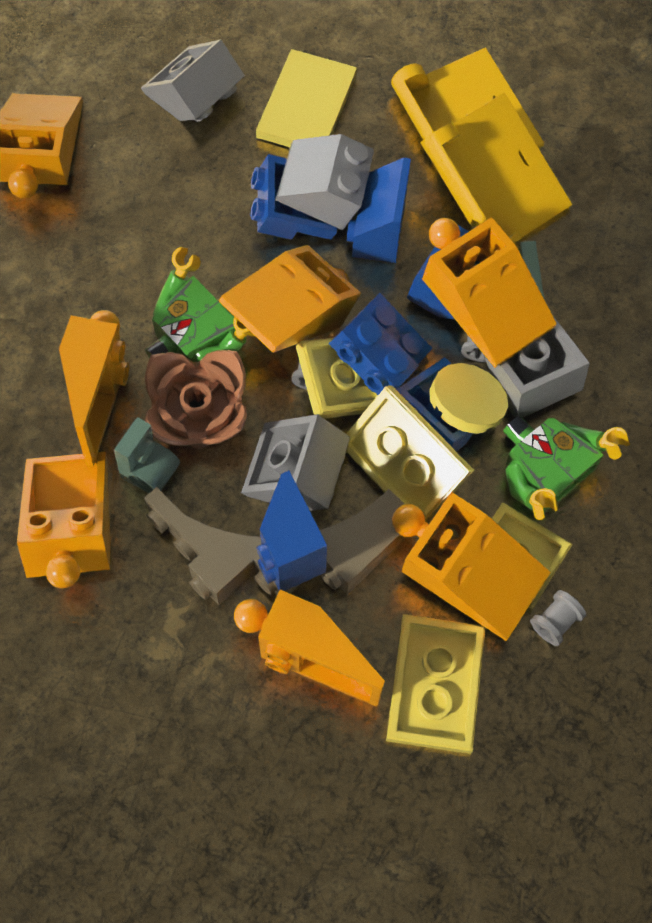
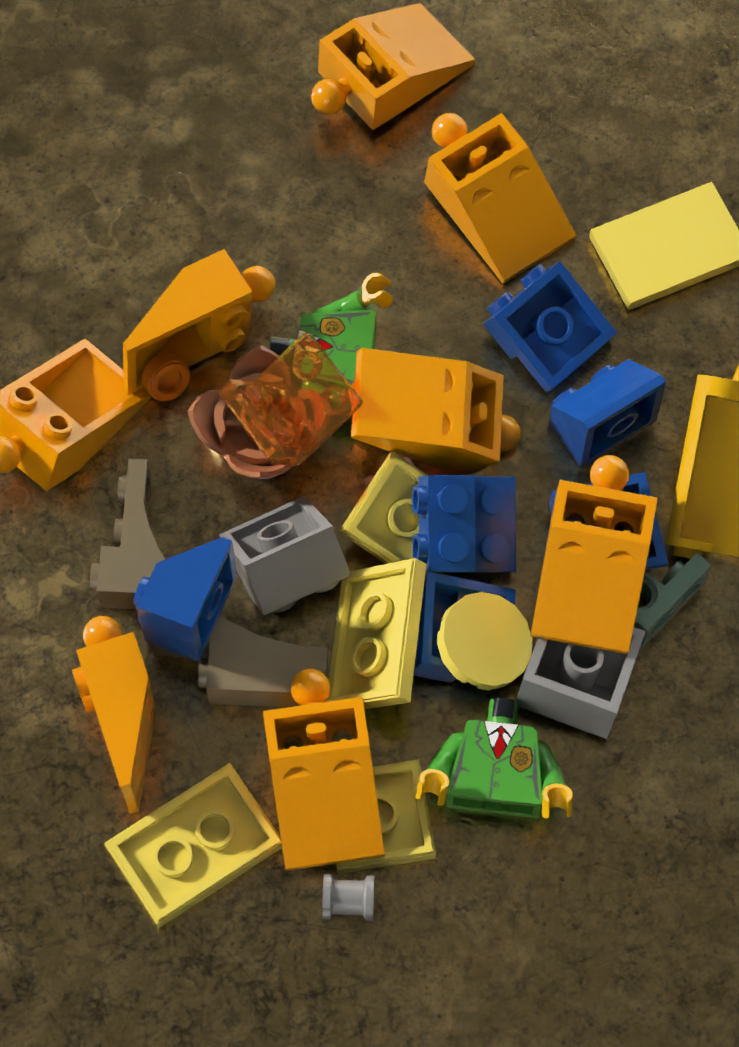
camera: 50 degrees right, 0 degrees up
(106, 431) = (165, 377): none -> orange tile
(144, 460) = (165, 427): sand green plate -> none
(194, 159) = (498, 206): none -> light orange slope
(195, 81) = (585, 135): light grey slope -> none
(215, 362) = (293, 402): none -> clear orange bracket
(326, 177) = (587, 328): light grey slope -> none

